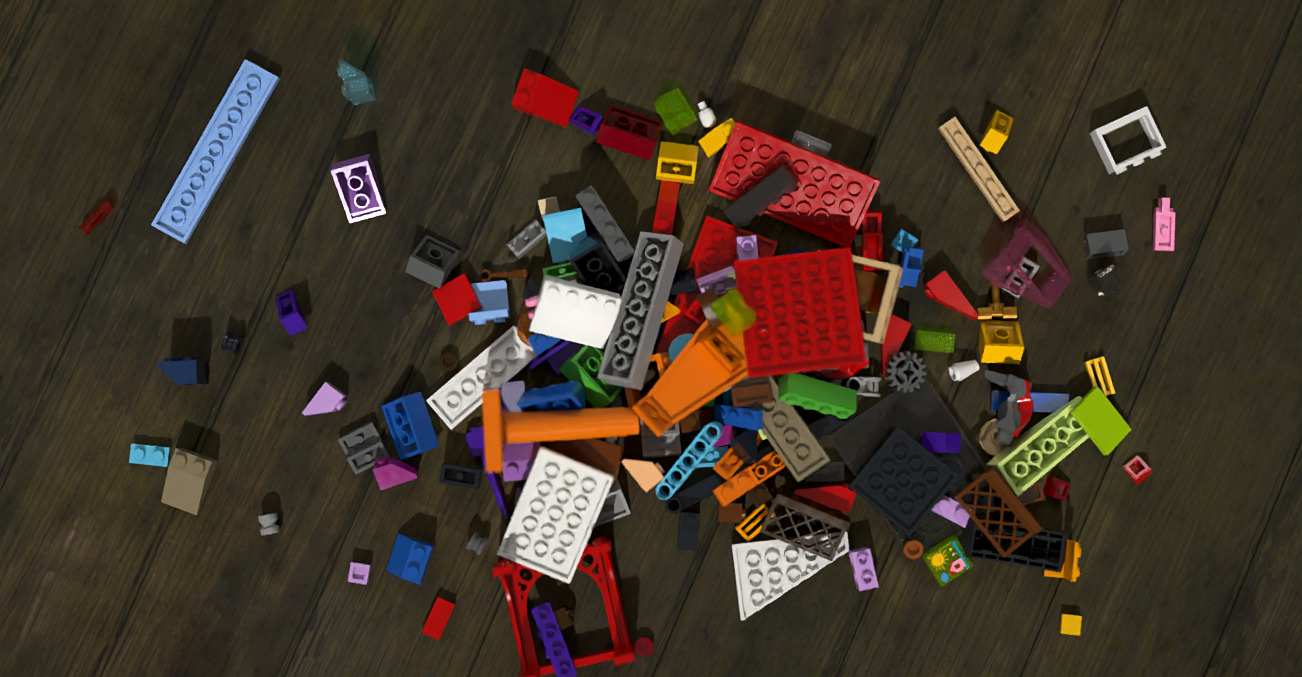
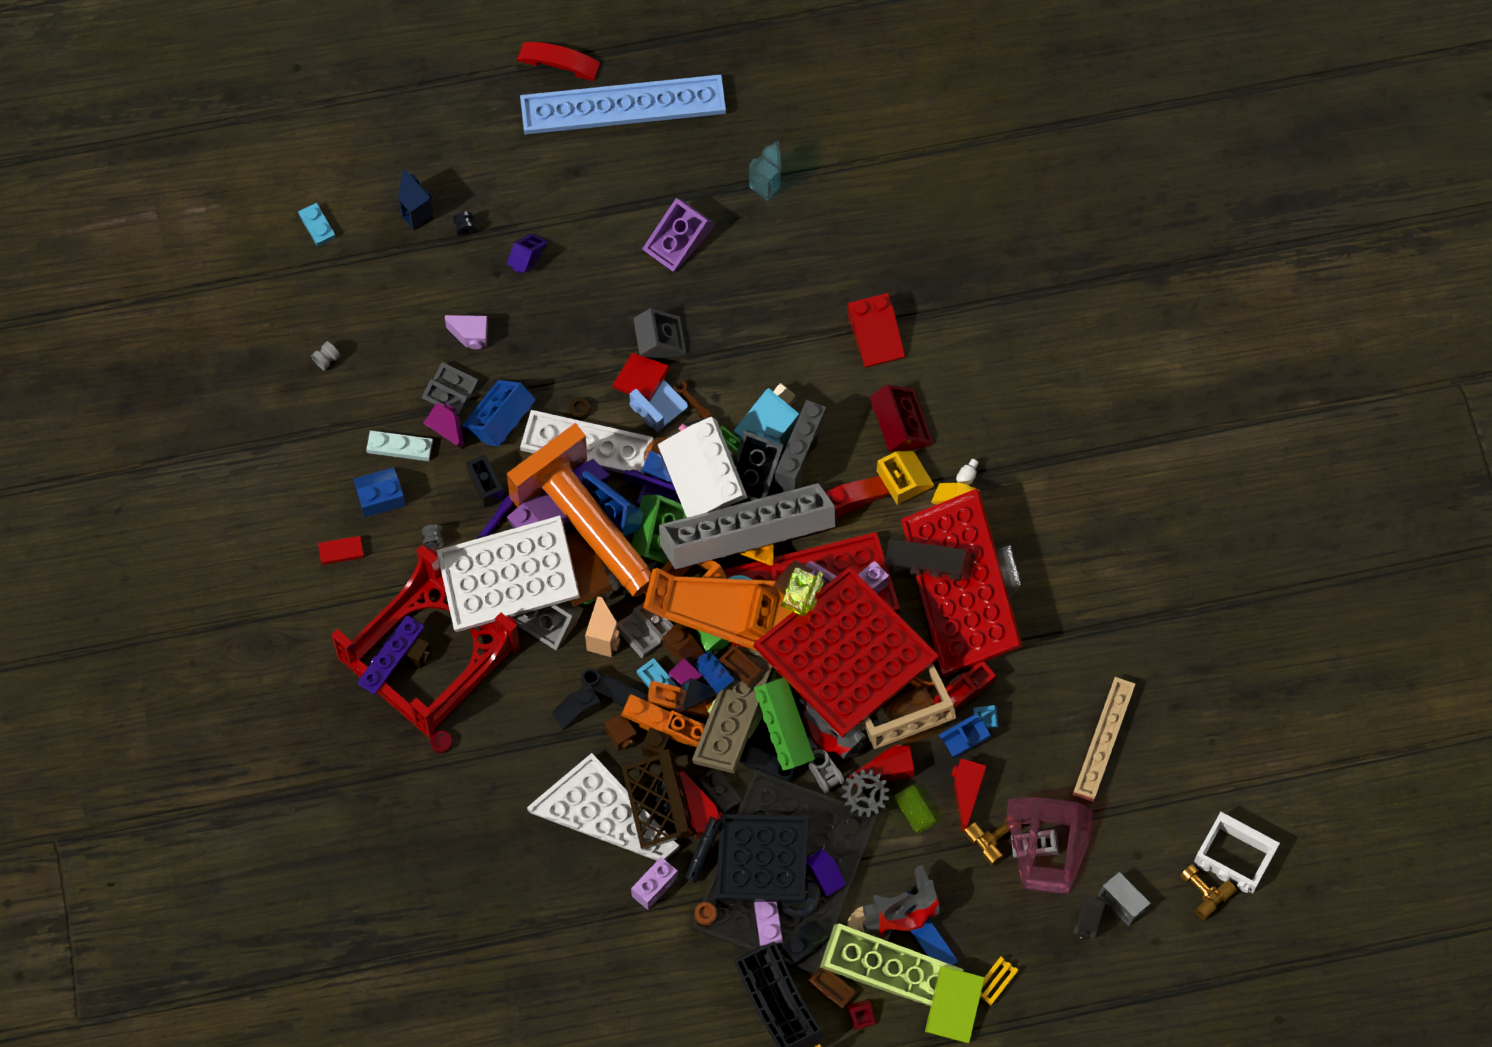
camera: 55 degrees right, 20 degrees down
(97, 217) = (508, 52): clear red pin -> none
(140, 171) = (559, 57): none -> red slope
(188, 480) = (316, 267): dark tan slope -> none
(359, 573) = (335, 457): lavender plate -> none
(383, 517) = (399, 445): none -> light aqua plate
(527, 239) = (736, 399): light grey hinge -> none
(586, 120) = (882, 376): dark purple slope -> none
(675, 111) = (950, 444): clear neon green bracket -> none
(683, 282) = (797, 549): black slope -> none
(697, 456) = (651, 664): medium azure beam -> none
(750, 516) = (617, 769): light orange tile -> none
(861, 511) = (703, 849): none -> black pin
(947, 560) = (717, 954): clear neon green tile -> none
(962, 370) = (908, 850): white cone -> none
(996, 132) = (1150, 730): yellow slope -> none
(1000, 342) = (958, 865): yellow slope -> none
(1013, 504) = (815, 958): reddish brown fence -> none
(1146, 182) = (1212, 896): none -> pearl gold bar
(1163, 226) = (1182, 941): bright pink hinge -> none

